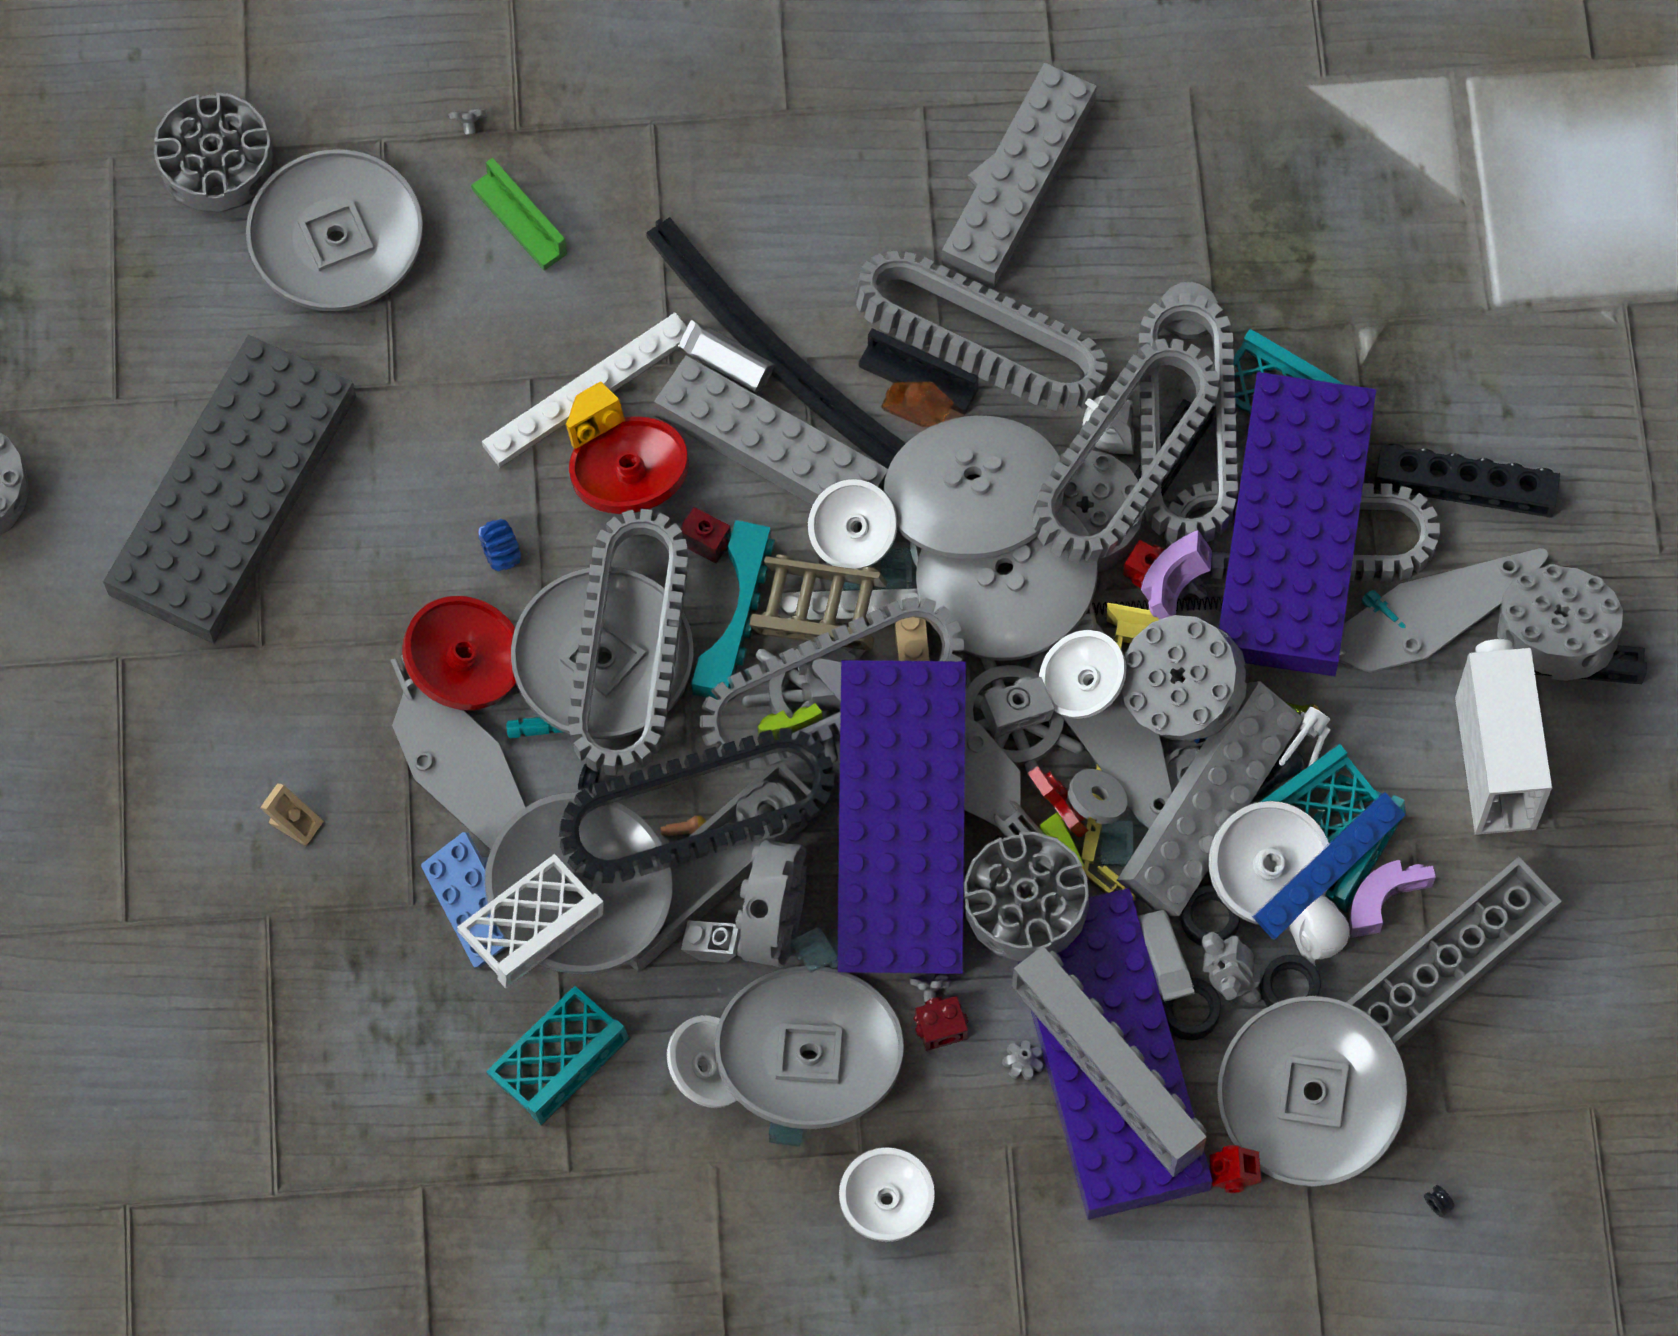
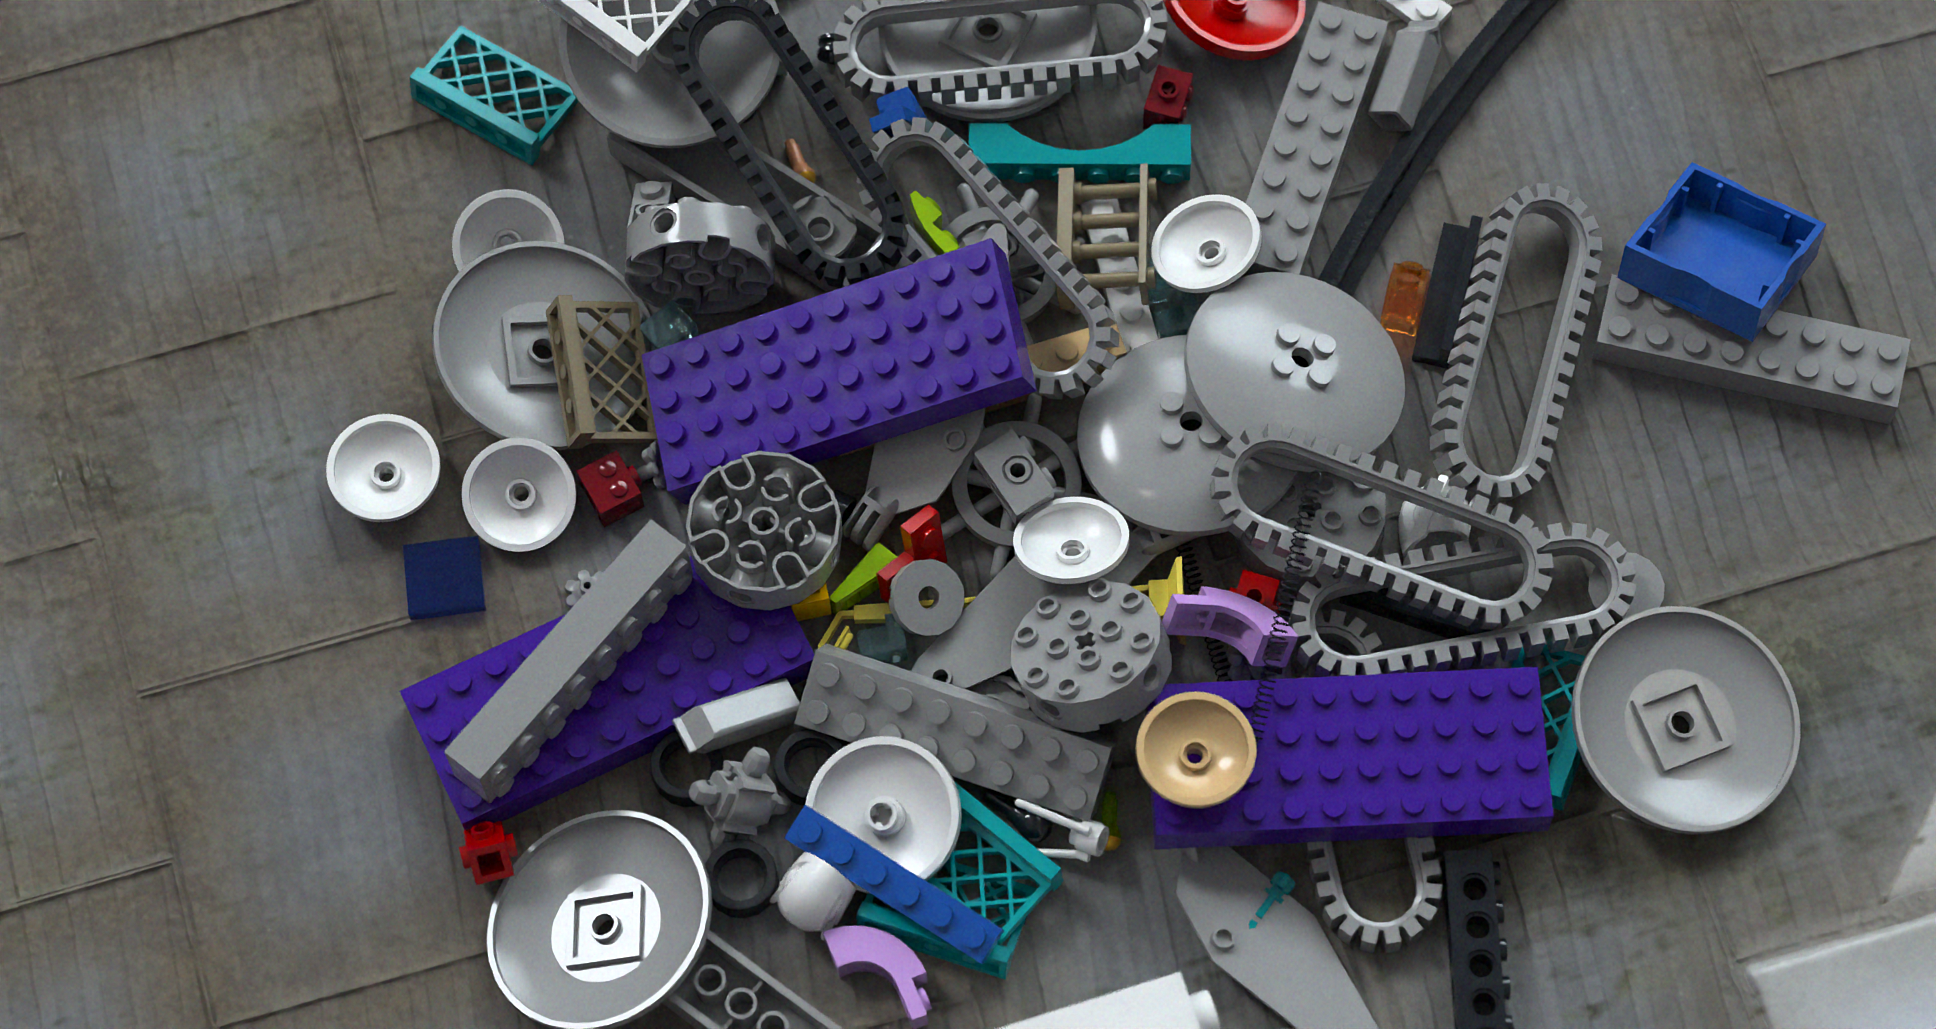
camera: 80 degrees right, 0 degrees up
(682, 728) = (894, 107): none -> blue slope
(845, 1024) = (572, 377): none -> dark tan fence
(945, 168) = (1721, 251): none -> blue tile
(951, 1088) = (491, 497): none -> white dish
(985, 1169) = (444, 577): none -> clear blue tile
(1187, 524) = (1282, 601): none -> black piece
(1291, 594) = (1200, 726): none -> tan dish
(1315, 257) = (1725, 687): none -> light grey dish

